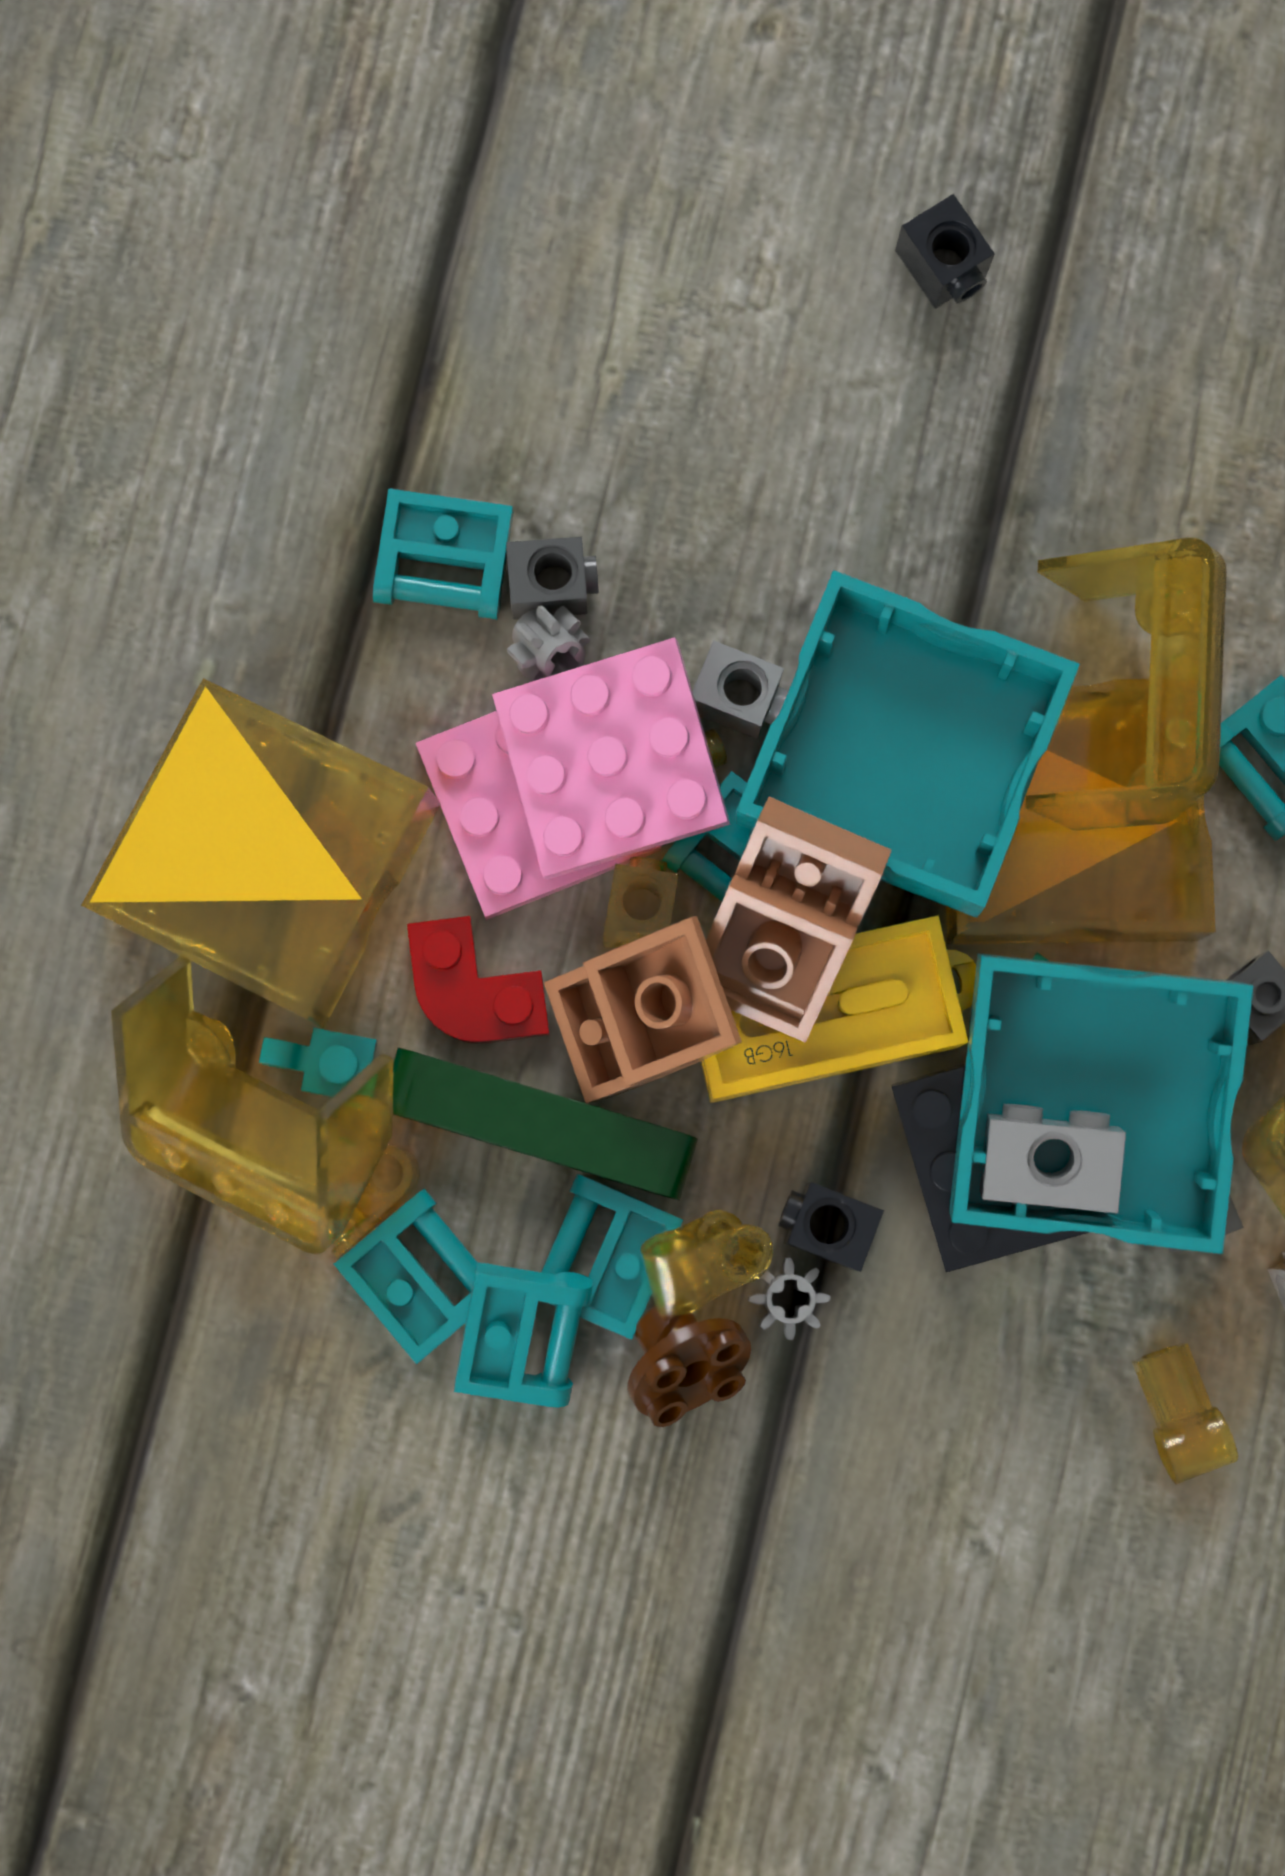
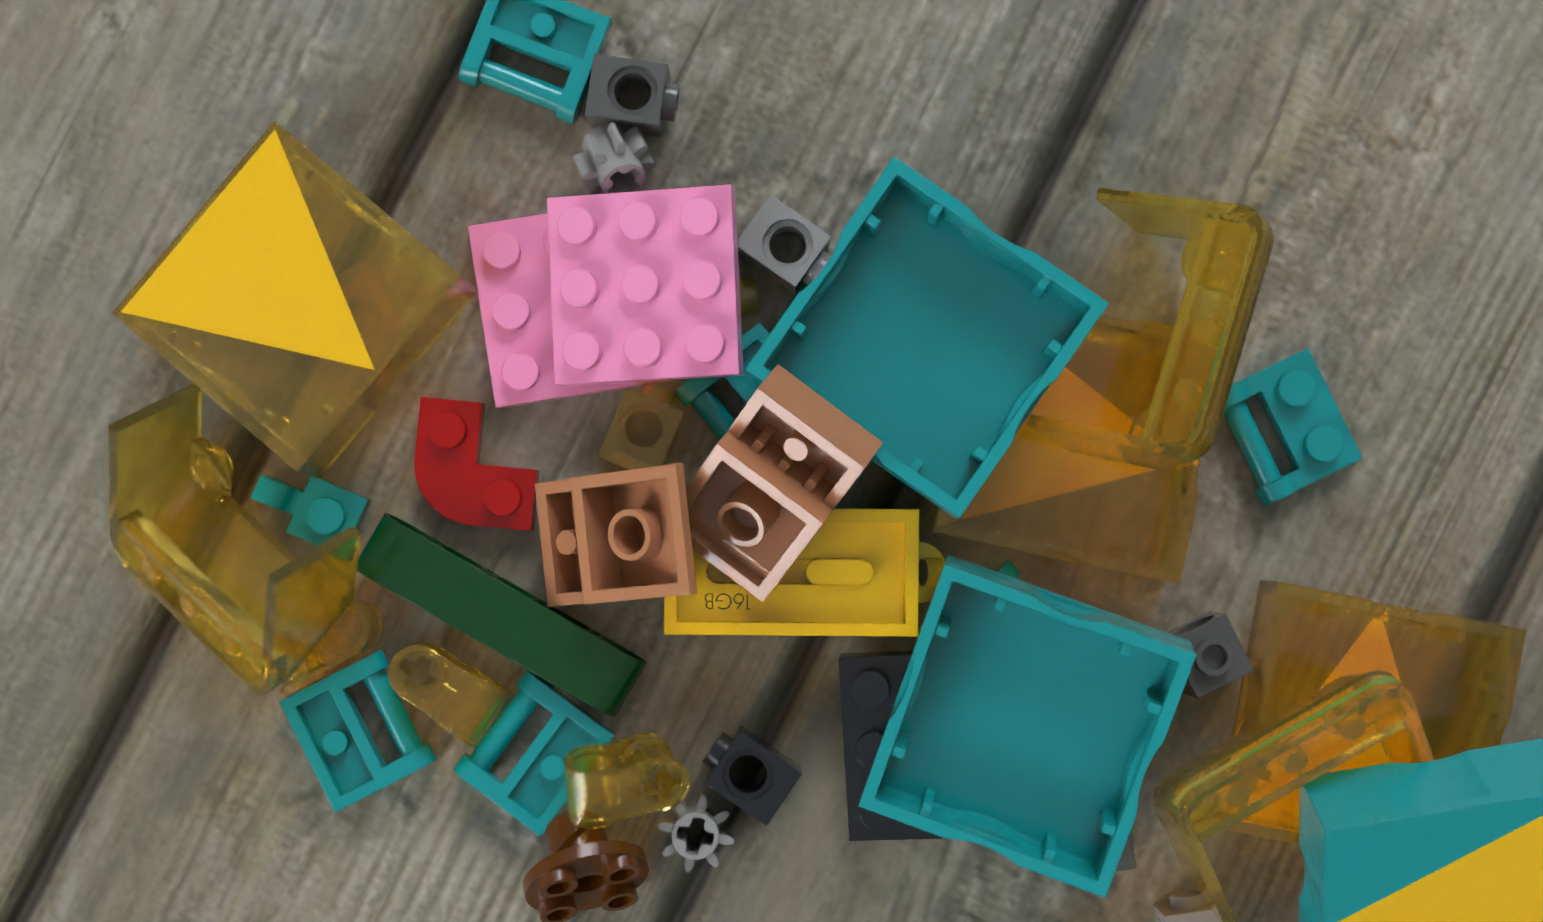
camera: 15 degrees right, 5 degrees up
(501, 1331) = (418, 801): teal plate -> none
(515, 1217) = (459, 697): none -> clear yellow piece
(1086, 1182) = (992, 798): light grey brick -> none

